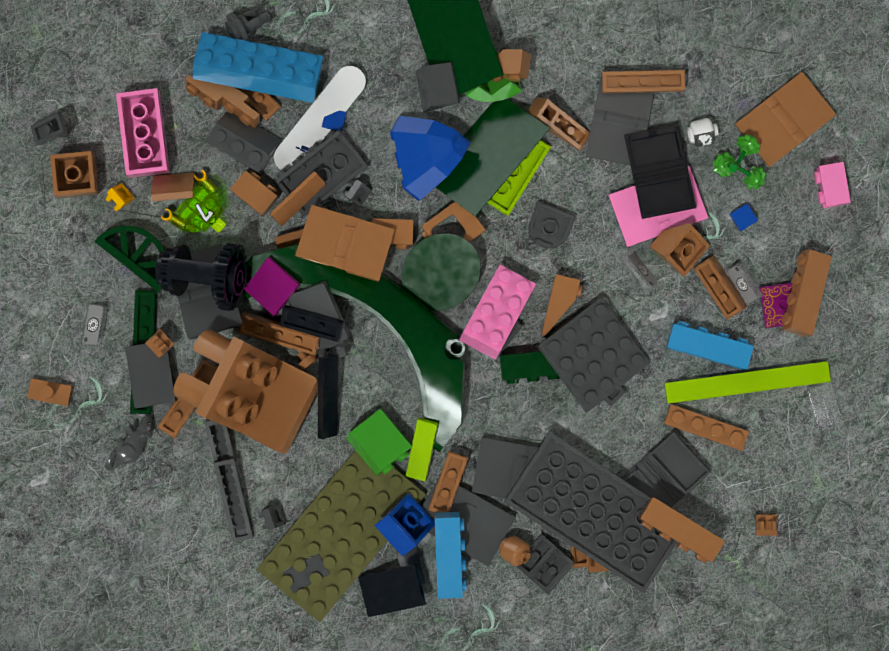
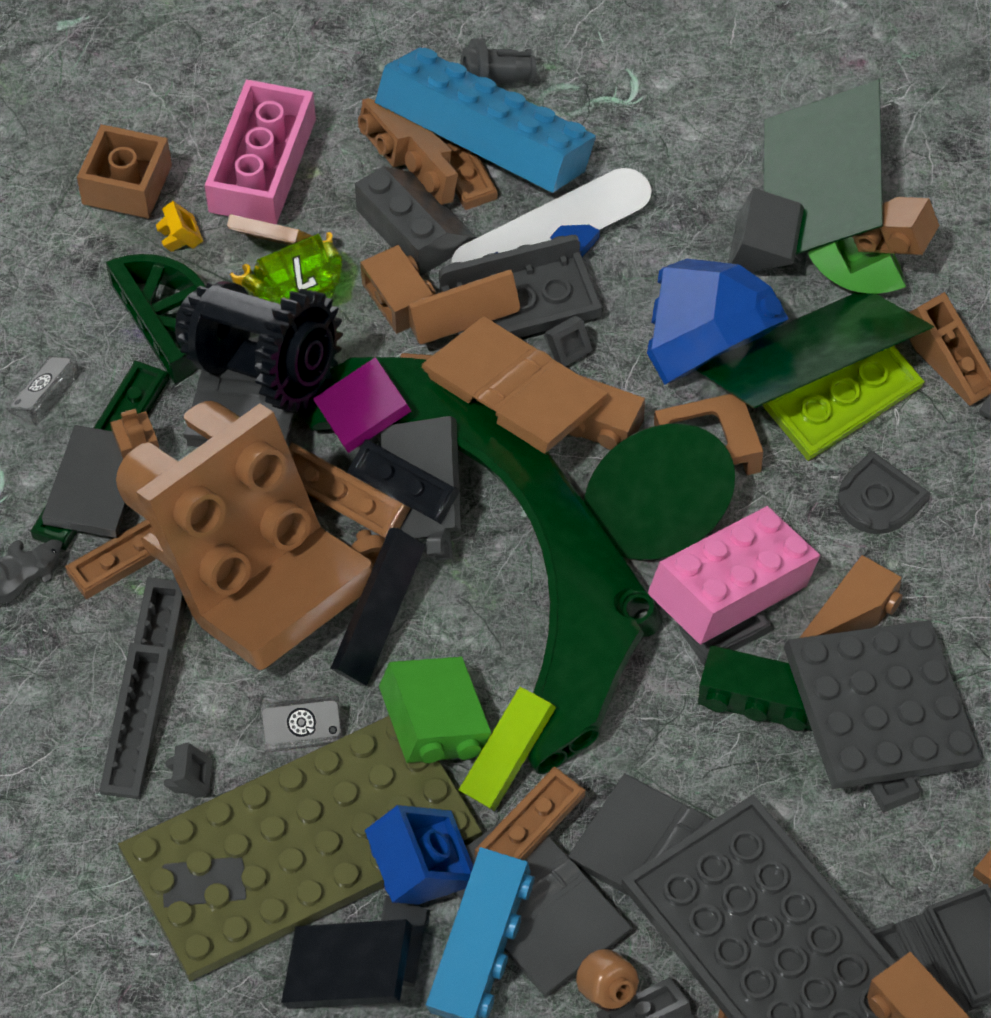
camera: 25 degrees right, 30 degrees down
(49, 129) = (120, 103): dark grey slope -> none
(315, 470) = (300, 723): none -> slope

